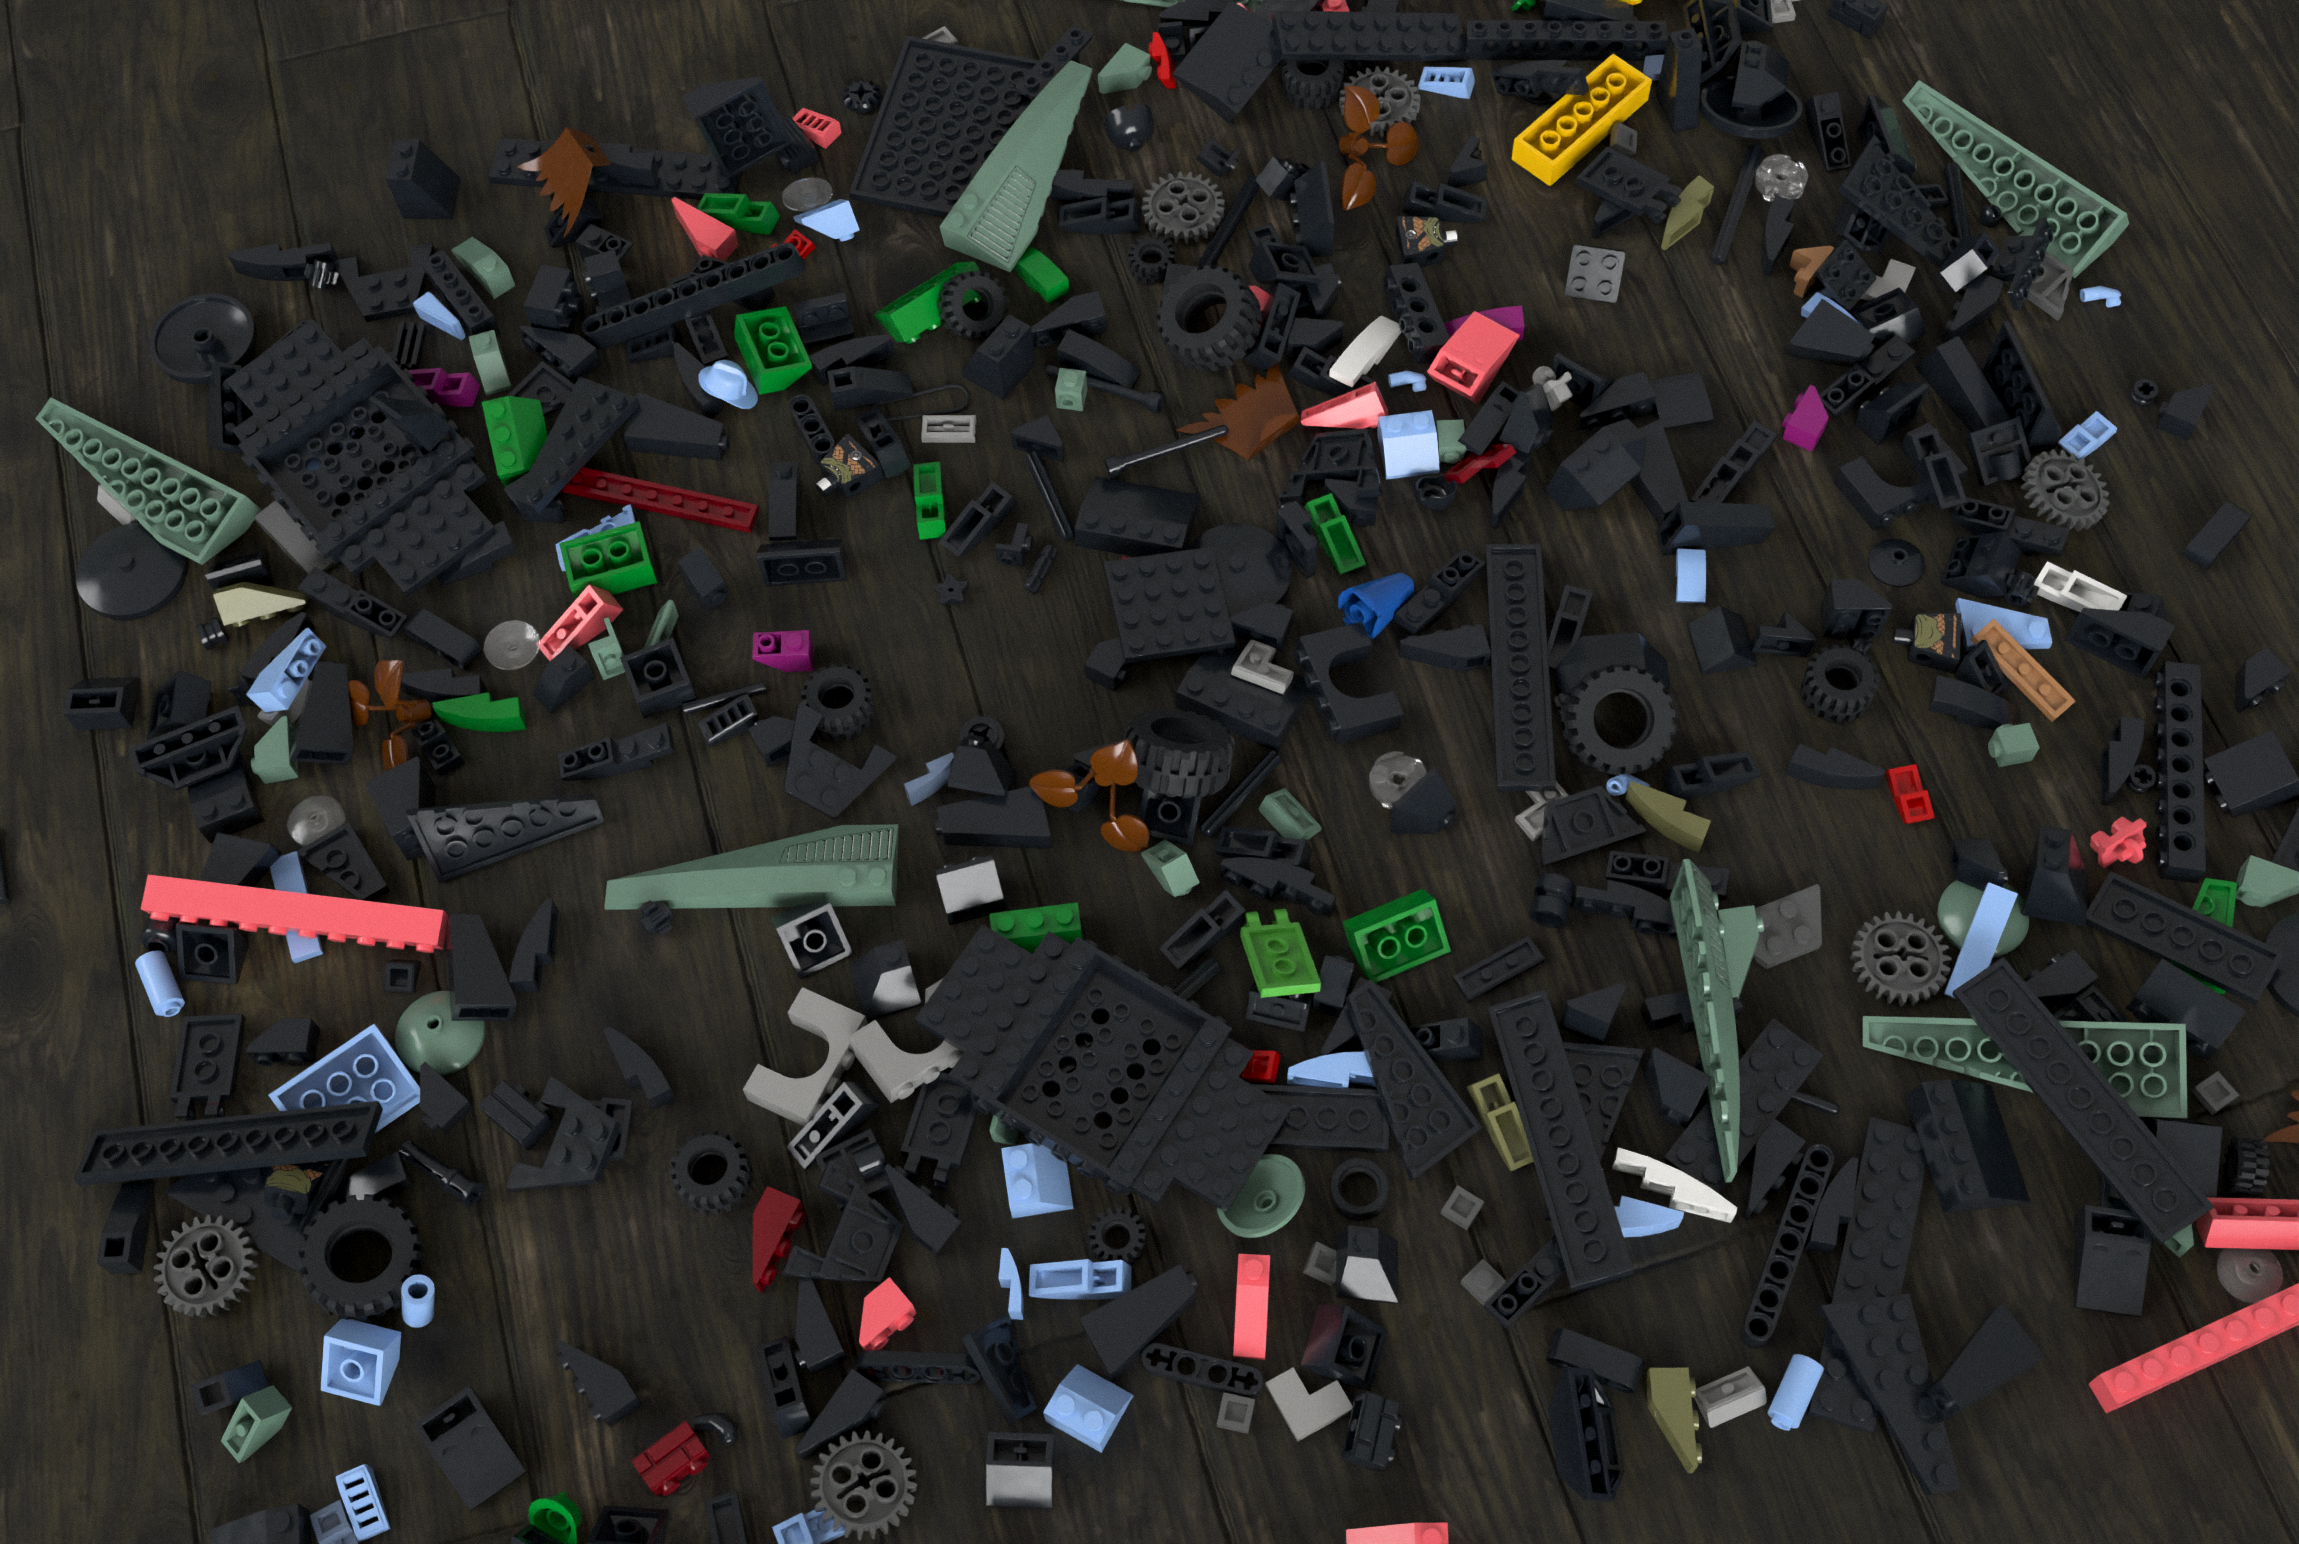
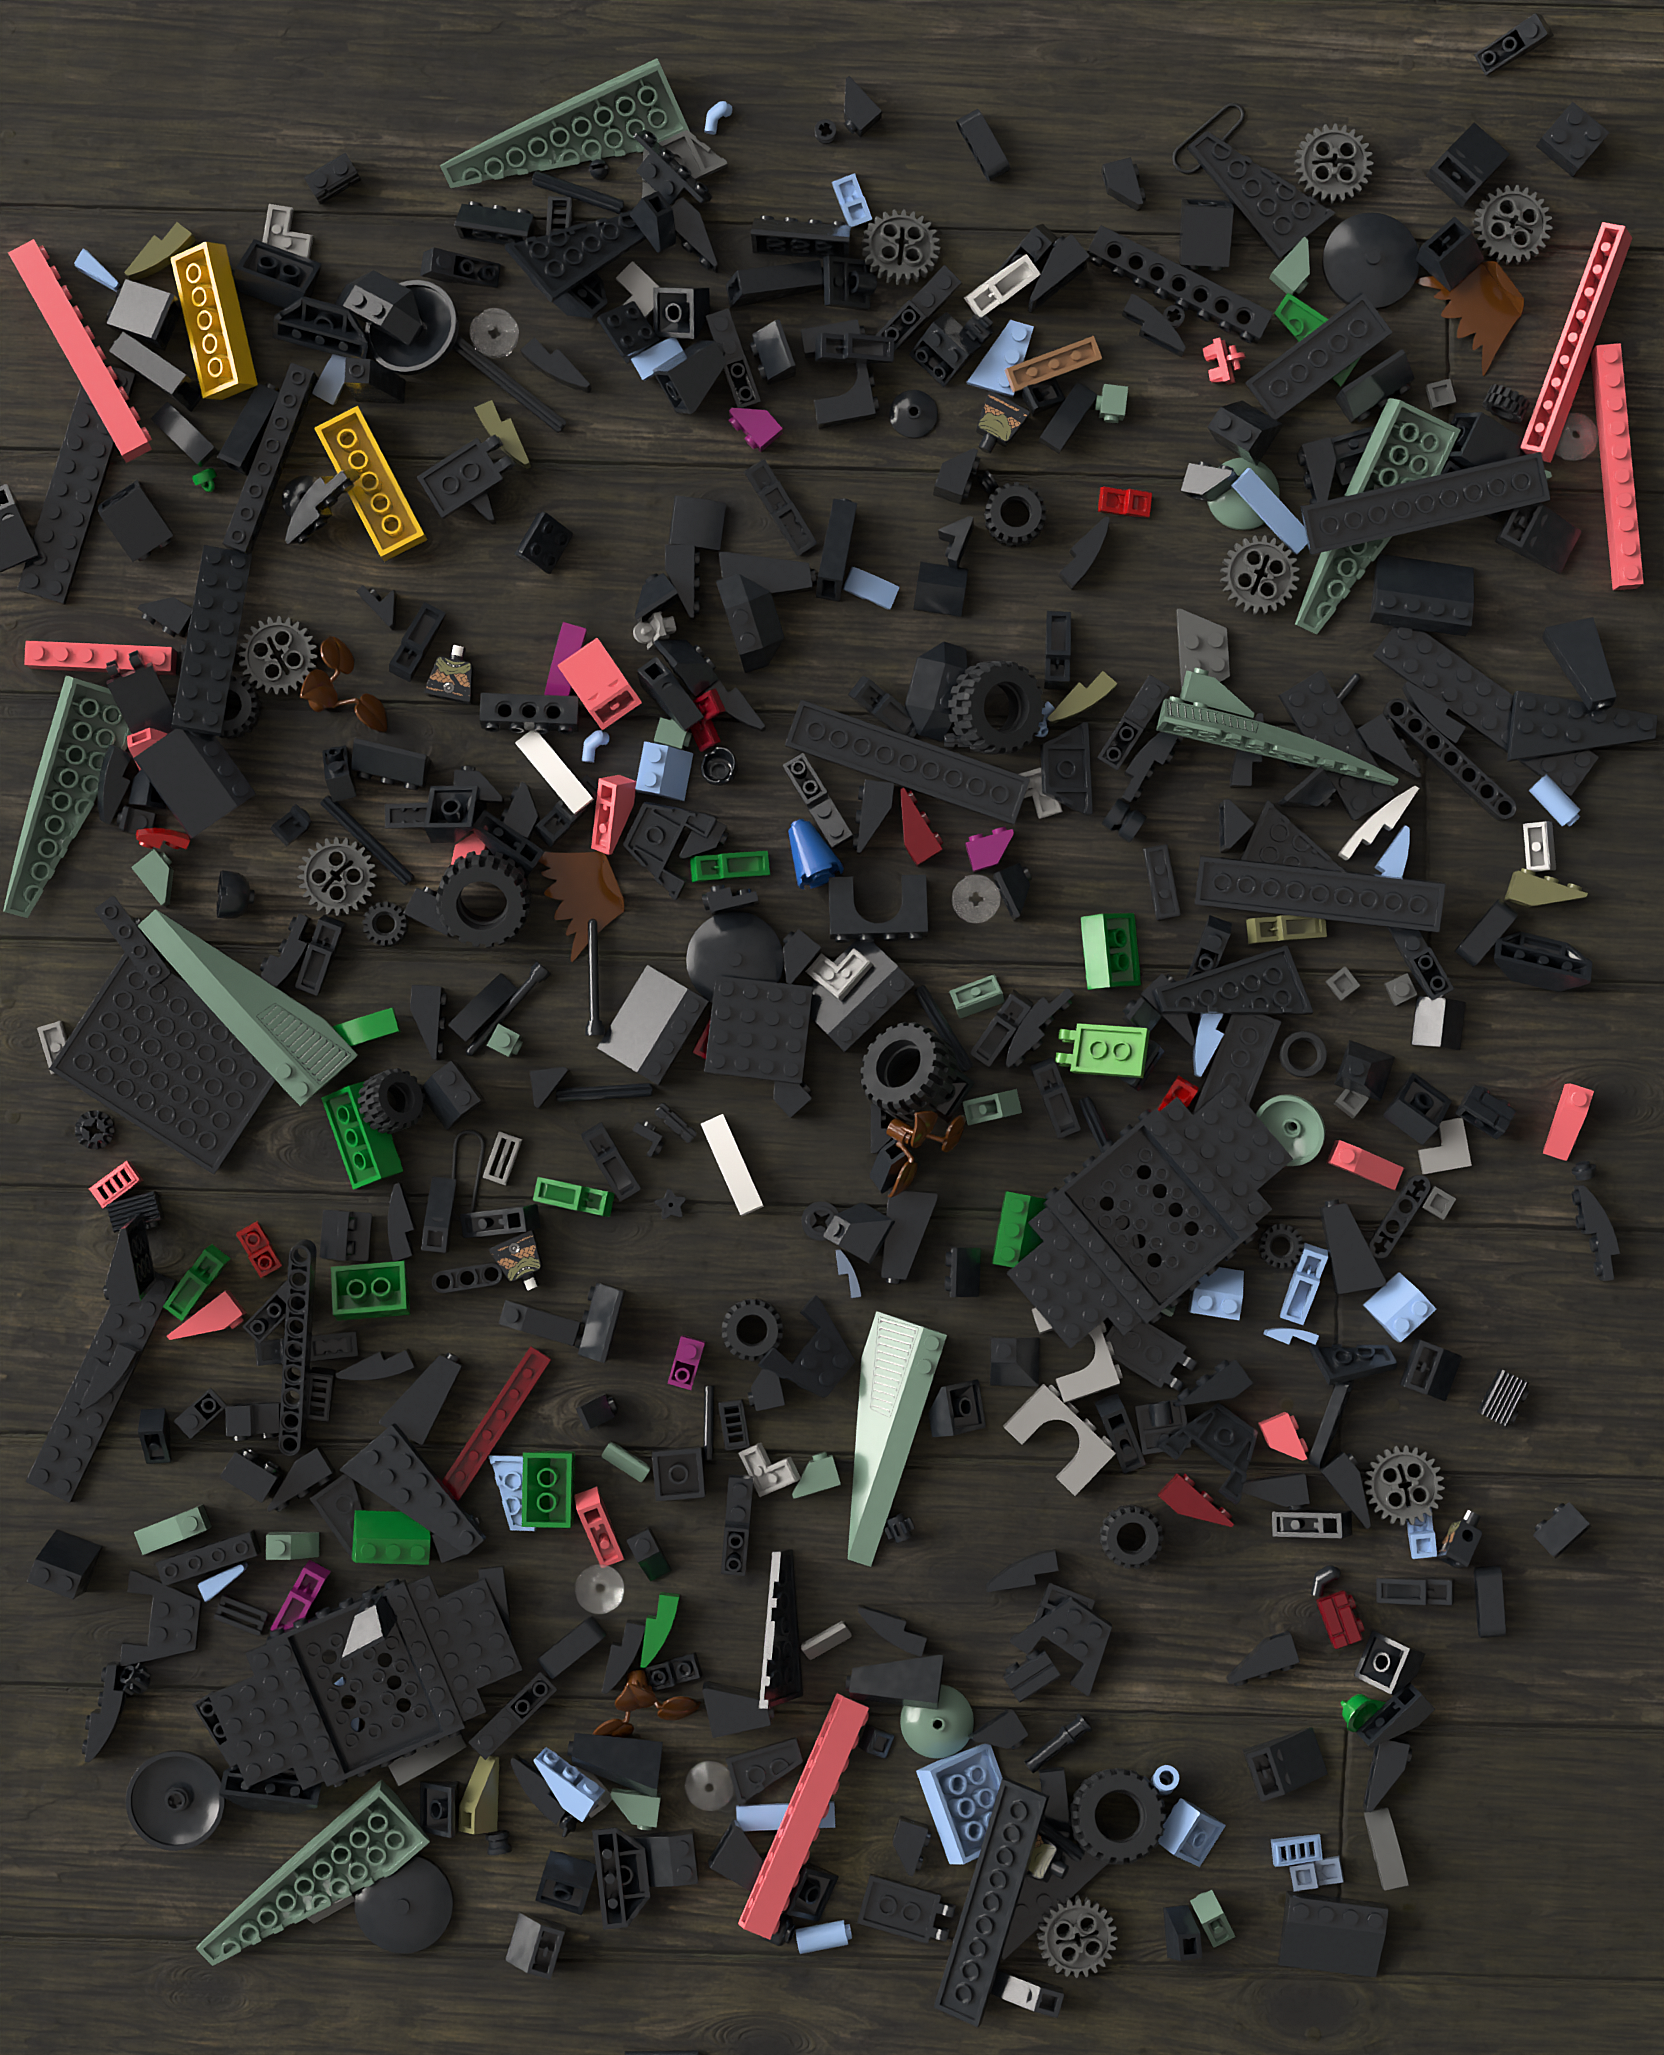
camera: 75 degrees left, 25 degrees up
(507, 885) = (826, 1640): none -> light grey slope
(568, 171) = (112, 1426): reddish brown piece -> none
(608, 653) = (646, 1507): sand green panel -> none
(682, 769) = (768, 1476): none -> light grey tile
(693, 817) = (817, 1476): none -> sand green slope
(729, 383) = (396, 1340): light blue piece -> none
(807, 194) = (191, 1215): clear dish -> none
(831, 219) = (236, 1202): light blue slope -> none
(1011, 631) = (732, 1165): none -> white slope
(1442, 698) = (917, 835): none -> dark red slope
(1460, 88) = (280, 589): light blue slope -> none
(1460, 1342) = (1438, 1023): none -> slope
(1461, 773) = (987, 851): none -> magenta slope
(1623, 139) = (402, 454): dark grey plate -> none
(1806, 262) = (599, 347): medium nougat slope -> none

